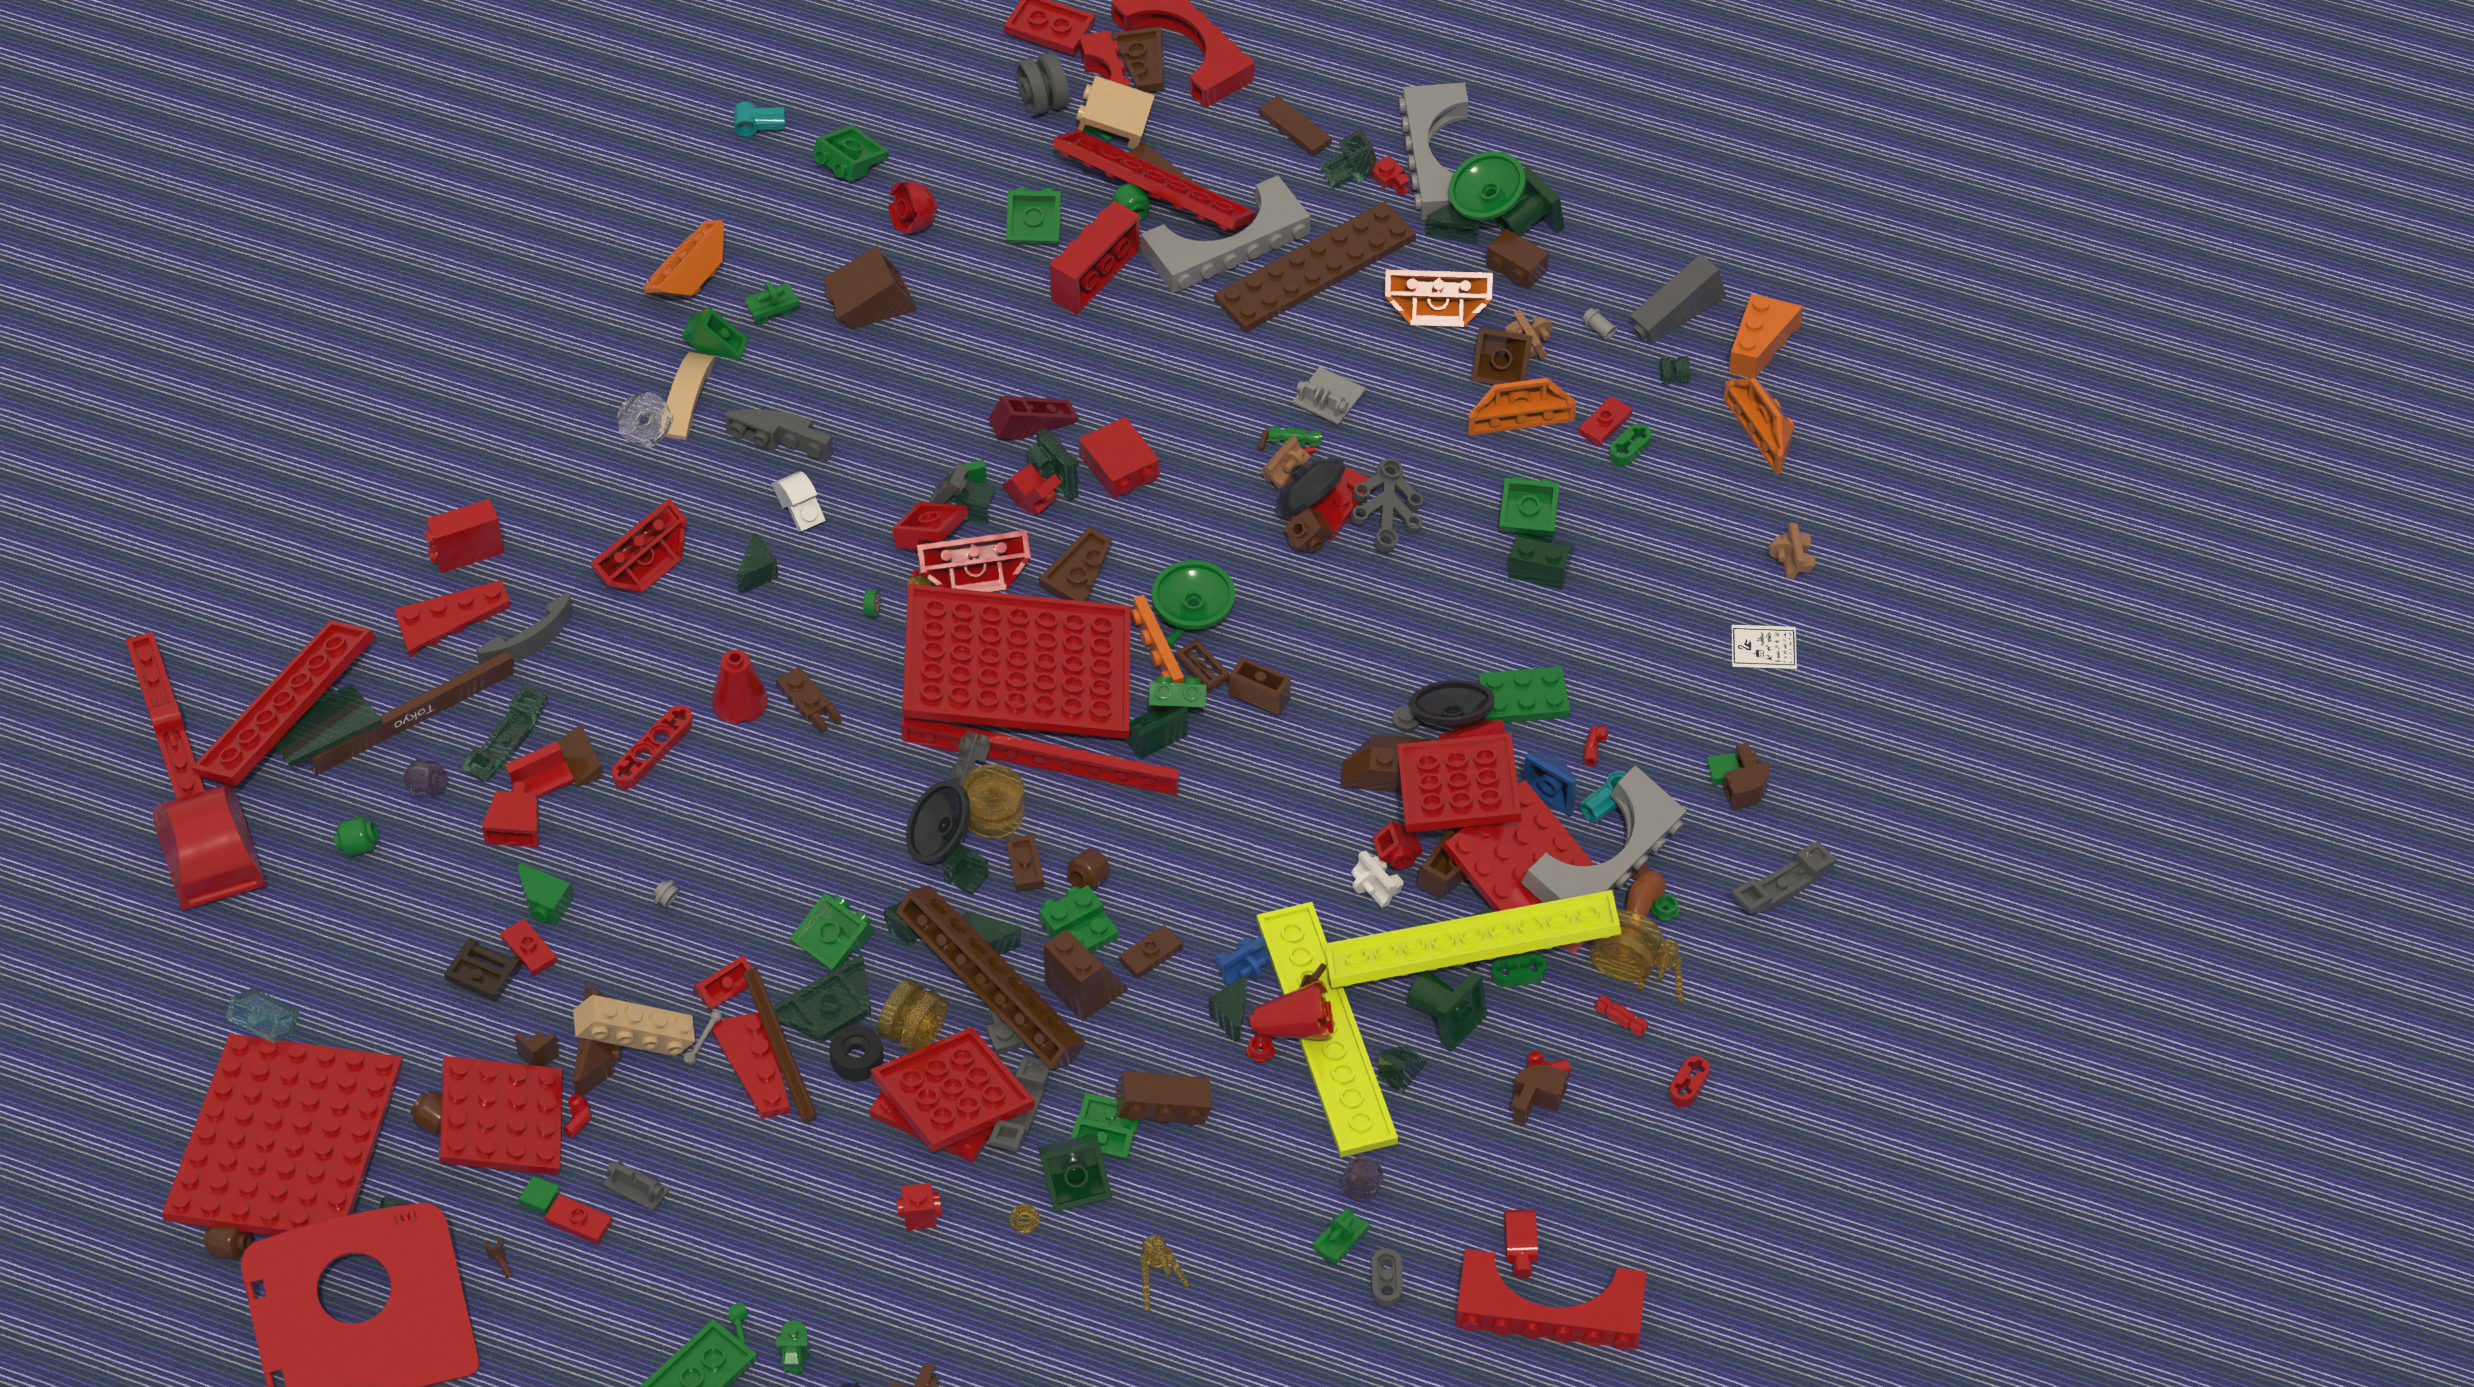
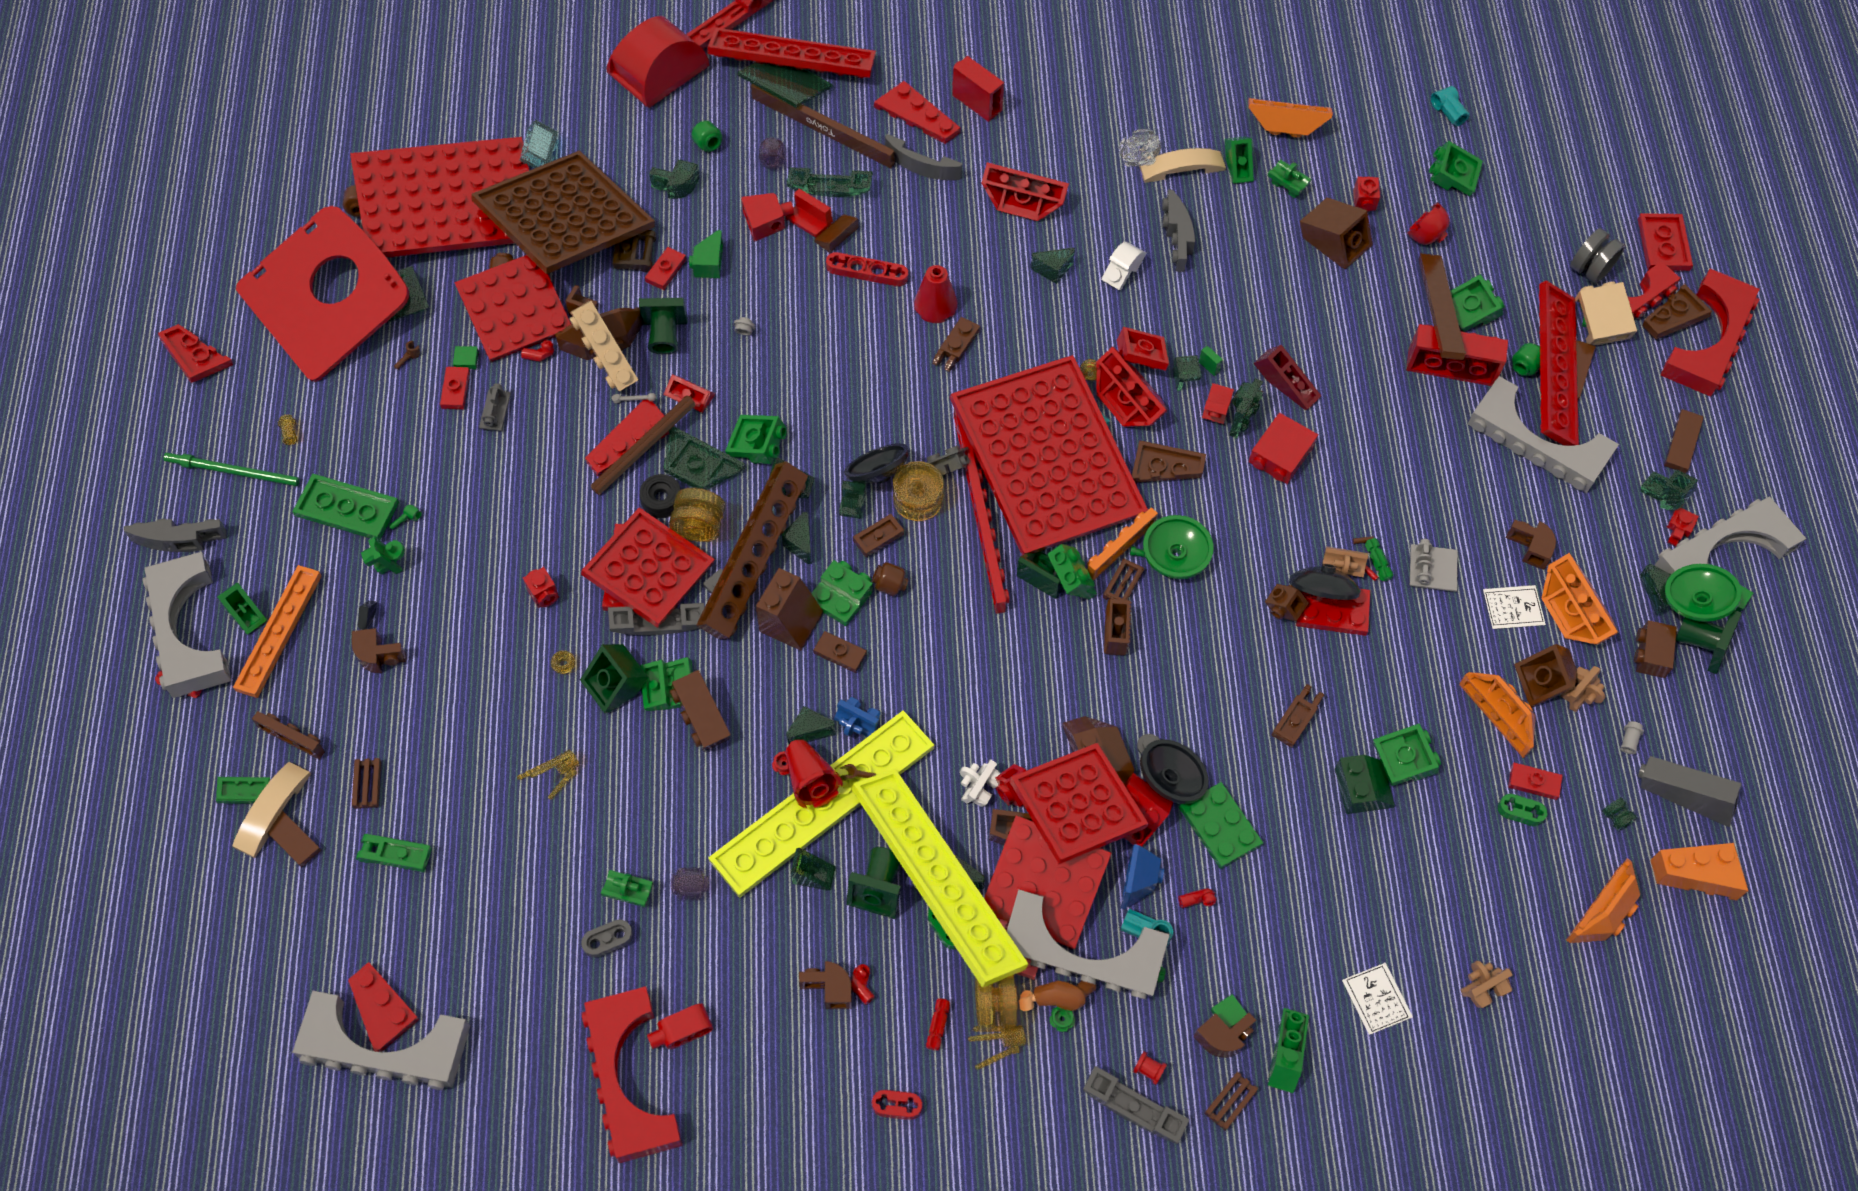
camera: 65 degrees right, 10 degrees up
(393, 1013) = (562, 211): none -> reddish brown plate
(406, 890) = (678, 182): none -> clear green brick
(623, 967) = (663, 316): none -> dark green plant
(837, 243) = (1366, 193): none -> red brick
(872, 602) = (1059, 346): green tile -> none
(951, 483) = (1184, 348): dark grey plate -> none
(1034, 238) = (1441, 307): none -> reddish brown tile
(1314, 266) = (1557, 508): reddish brown plate -> none
(1348, 294) = (1539, 542): none -> reddish brown brick
(1388, 501) = (1349, 647): dark grey plant -> none
(1406, 352) = (1514, 607): none -> white sticker
(1439, 579) = (1297, 717): none -> reddish brown hinge
(1750, 854) = (1149, 1068): none -> red bush
(1790, 736) = (1288, 1051): none -> green slope
(1792, 791) = (1244, 1084): none -> reddish brown tile

